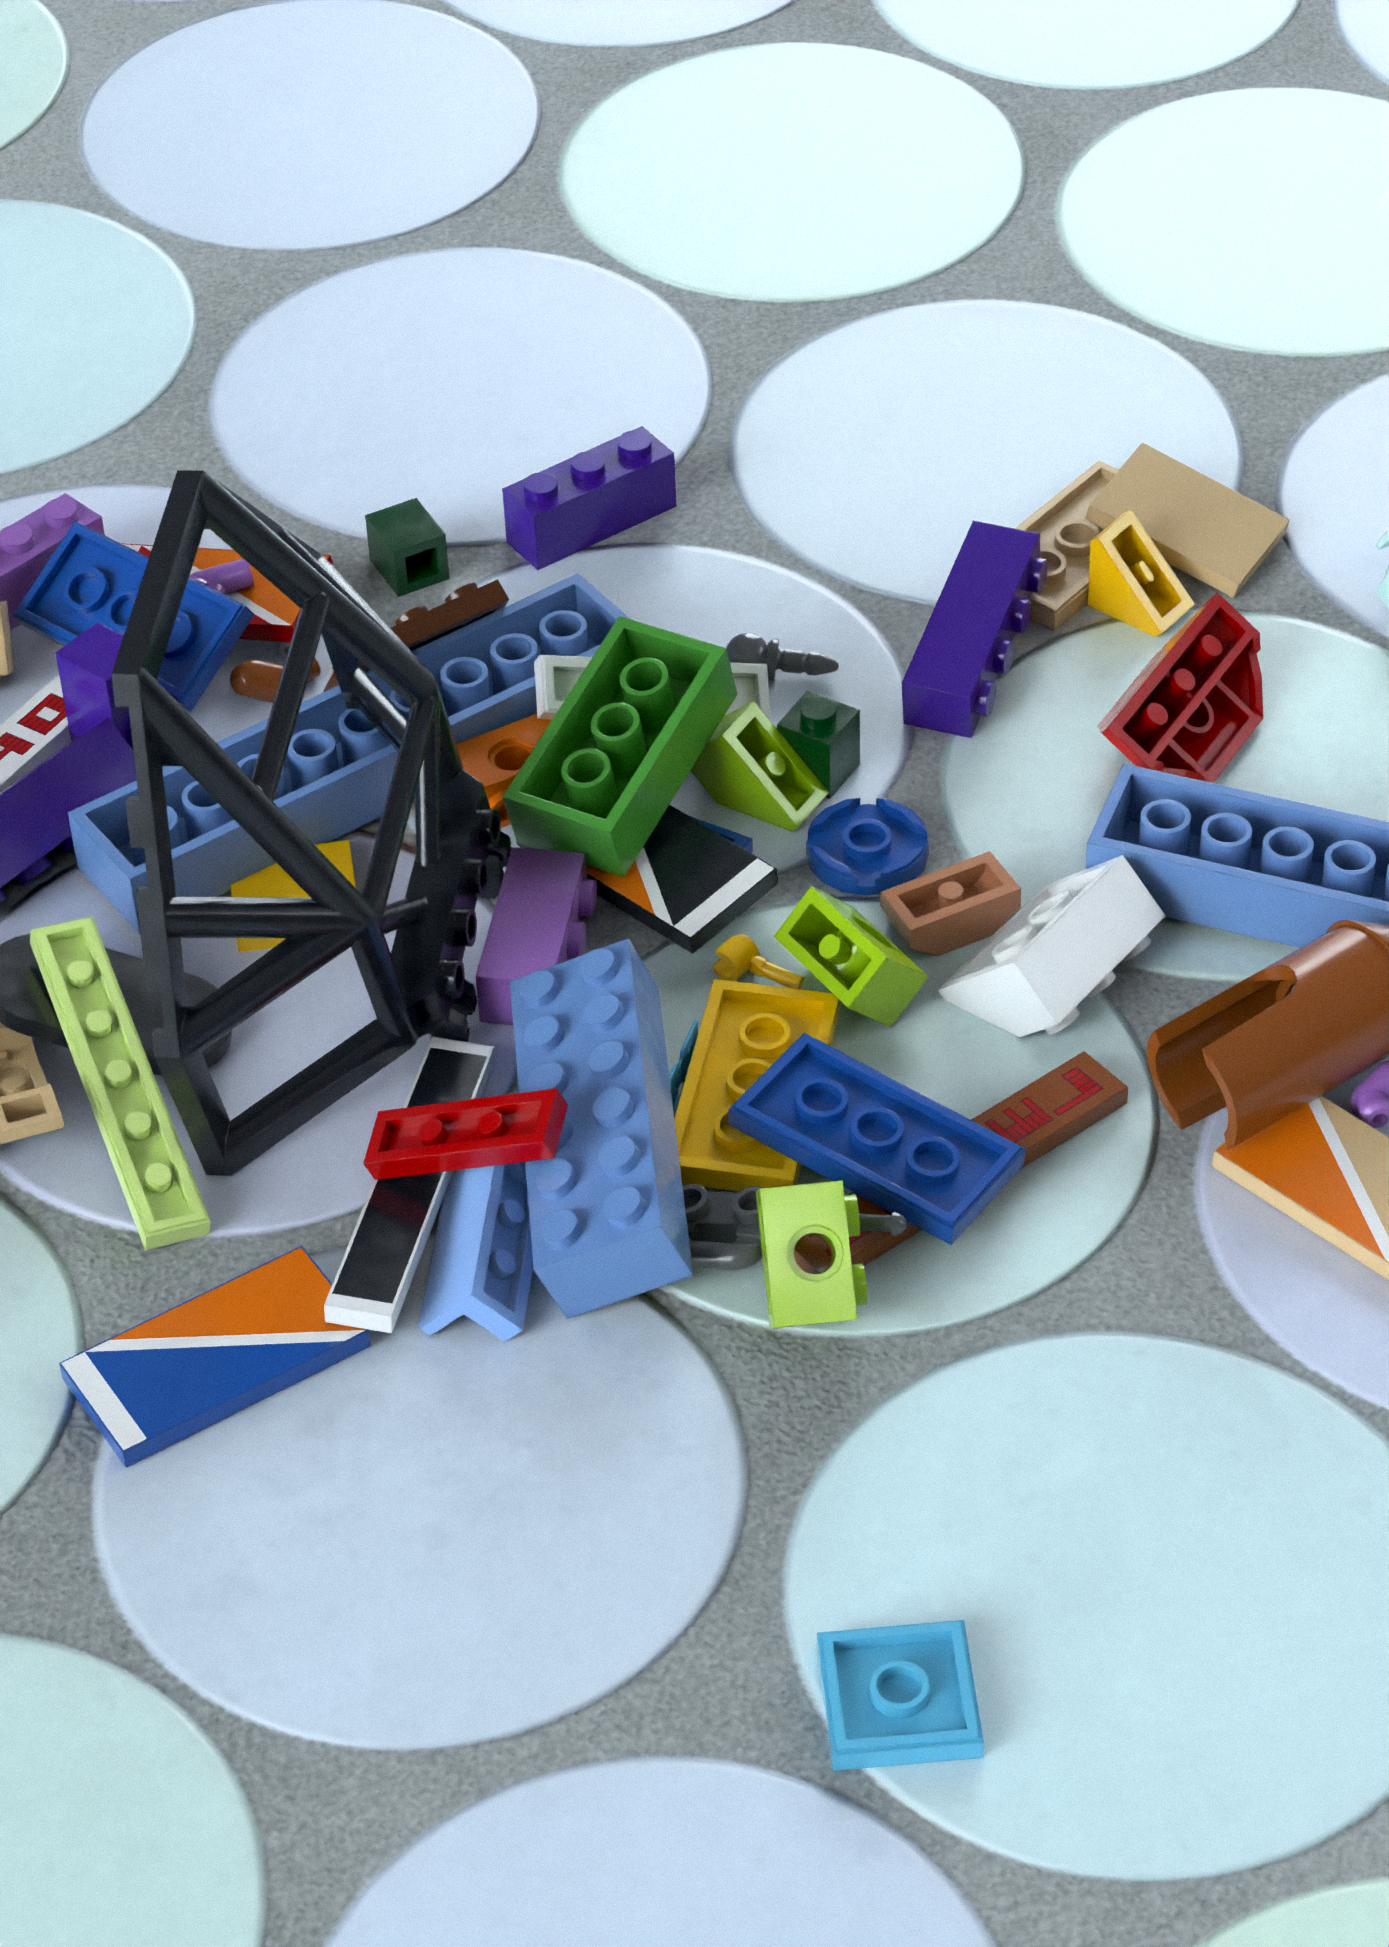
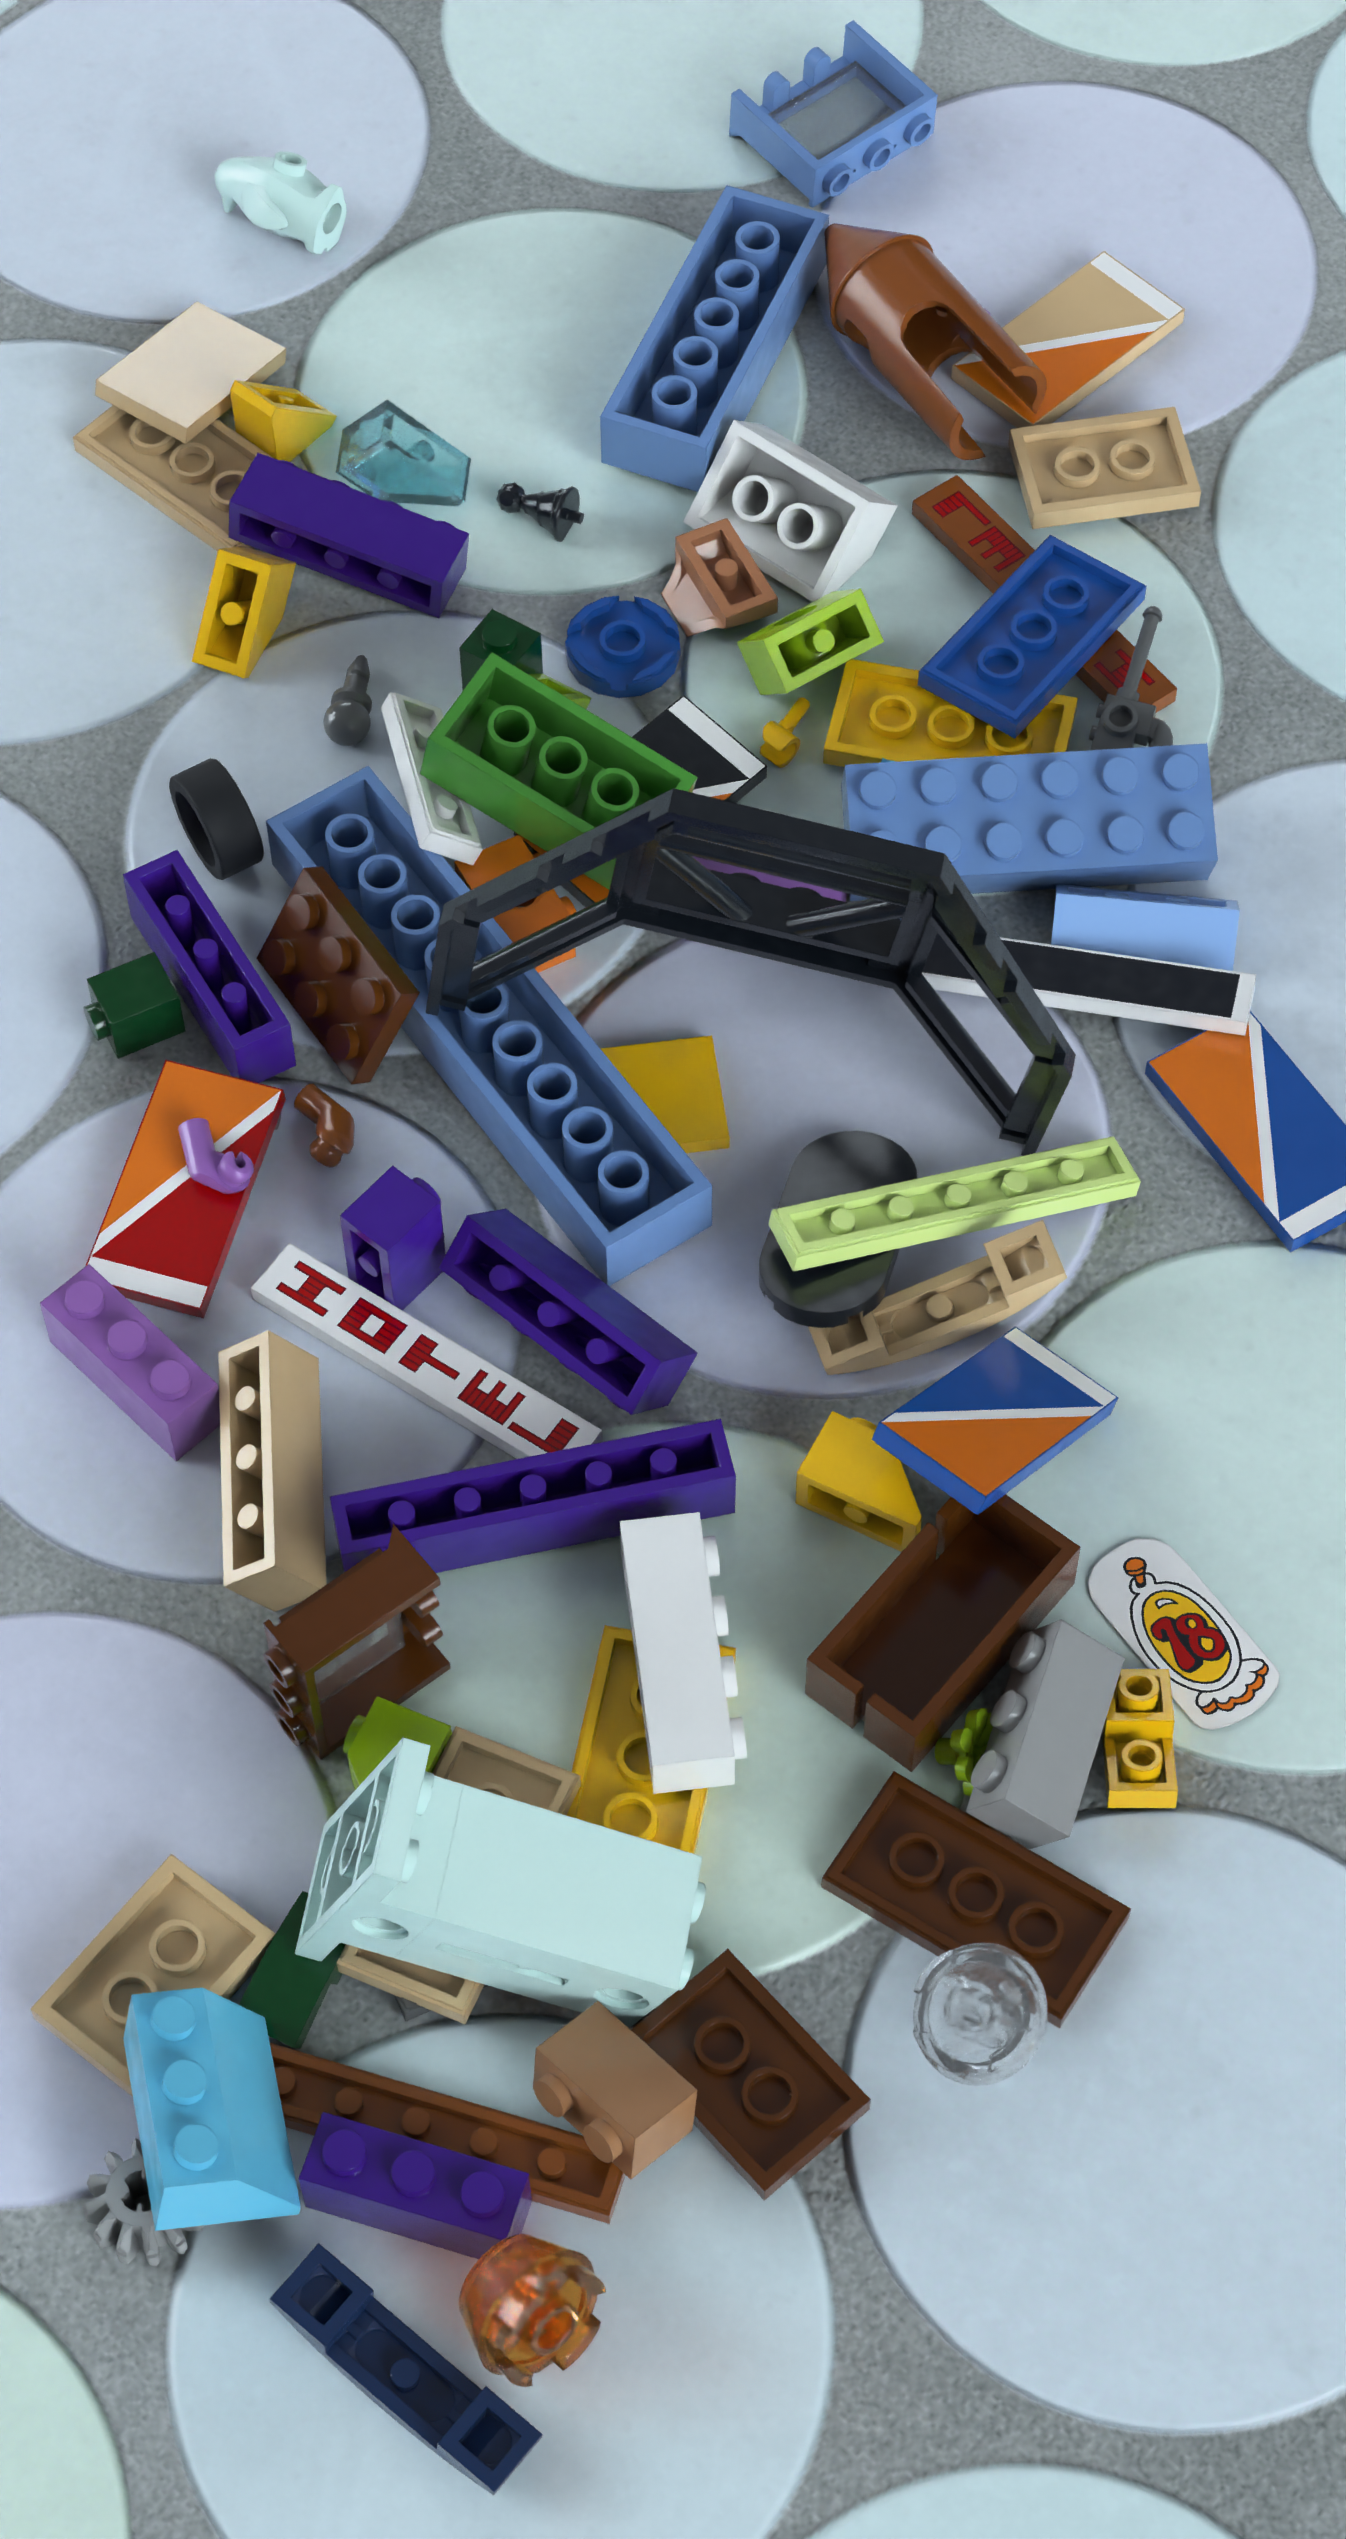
camera: 90 degrees left, 15 degrees up
(99, 581) = (254, 1230): blue tile -> none
(466, 1134) = (1073, 899): red plate -> none
(479, 547) = (209, 969): none -> dark purple brick
(589, 497) = (76, 836): dark purple brick -> none
(591, 531) = (216, 819): none -> black tyre
(791, 1293) = (1190, 675): lime brick -> none
(886, 574) = (242, 609): none -> yellow slope
(1041, 783) = (551, 509): none -> black piece
(1085, 666) = (401, 459): none -> clear light blue slope
(1156, 1214) = (1104, 467): none -> tan plate
(1193, 697) = (466, 394): red wedge -> none

